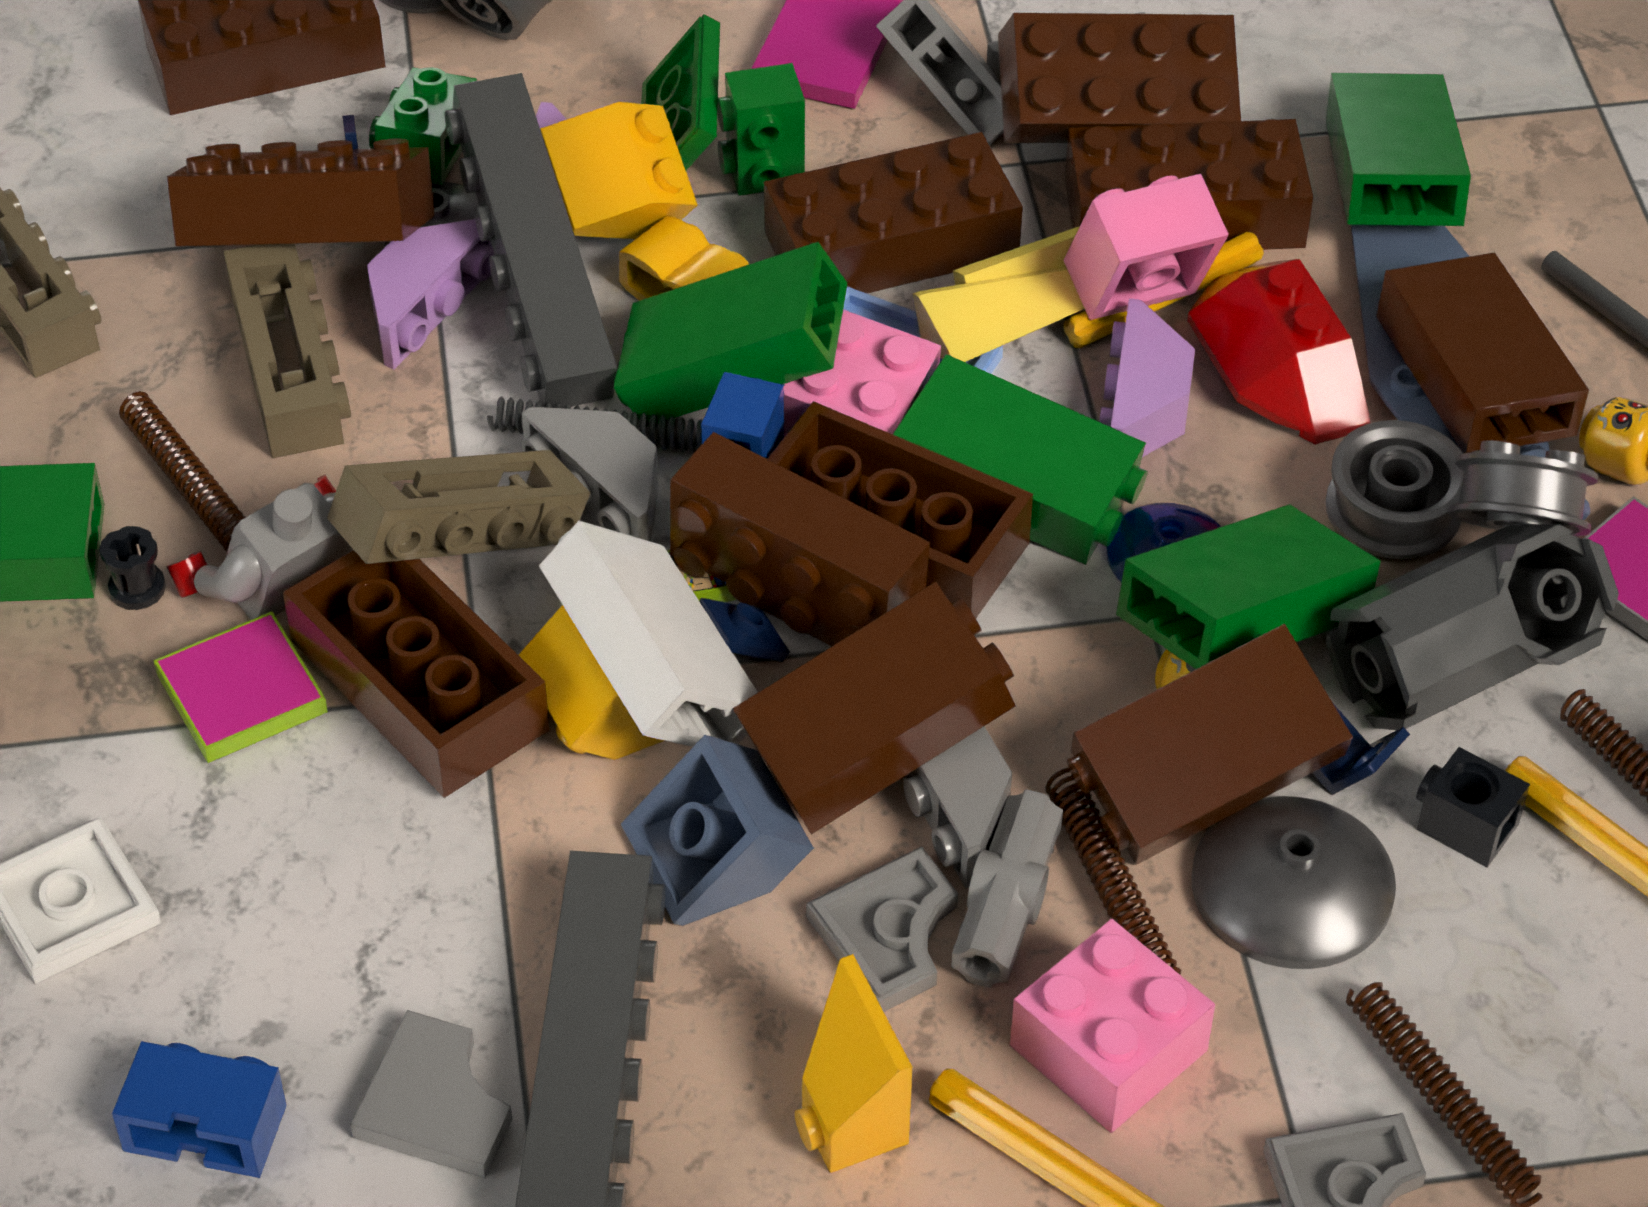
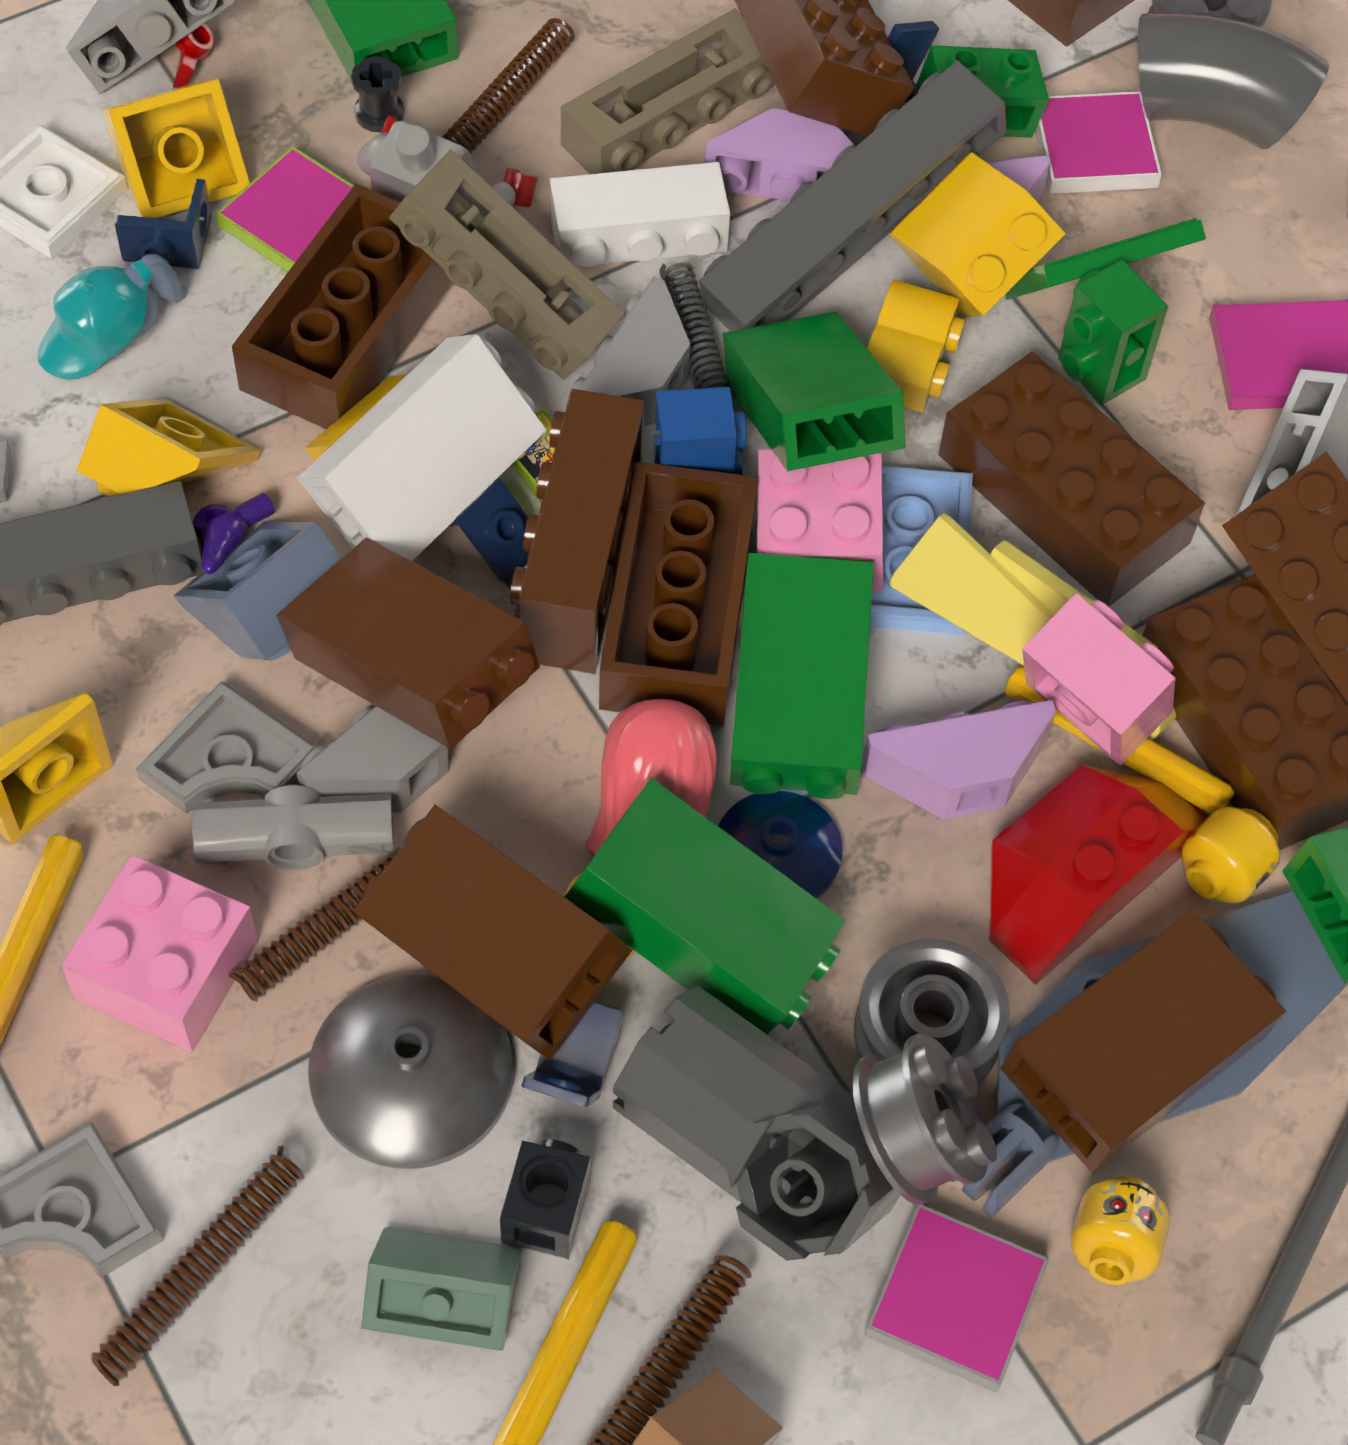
camera: 65 degrees right, 10 degrees up
(94, 754) = (172, 142): none -> yellow slope
(224, 798) = (175, 241): none -> dark blue bracket
(293, 884) = (103, 313): none -> teal hair
(424, 398) = (640, 214): none -> white brick
(506, 873) = (157, 444): none -> yellow slope
(547, 68) = (1098, 143): none -> dark pink tile
(616, 840) = (225, 528): none -> dark purple animal
(1073, 583) = (657, 742): none -> coral piece
(1320, 246) = (1232, 853): none -> yellow head
(1529, 909) = (440, 1288): none -> sand green panel

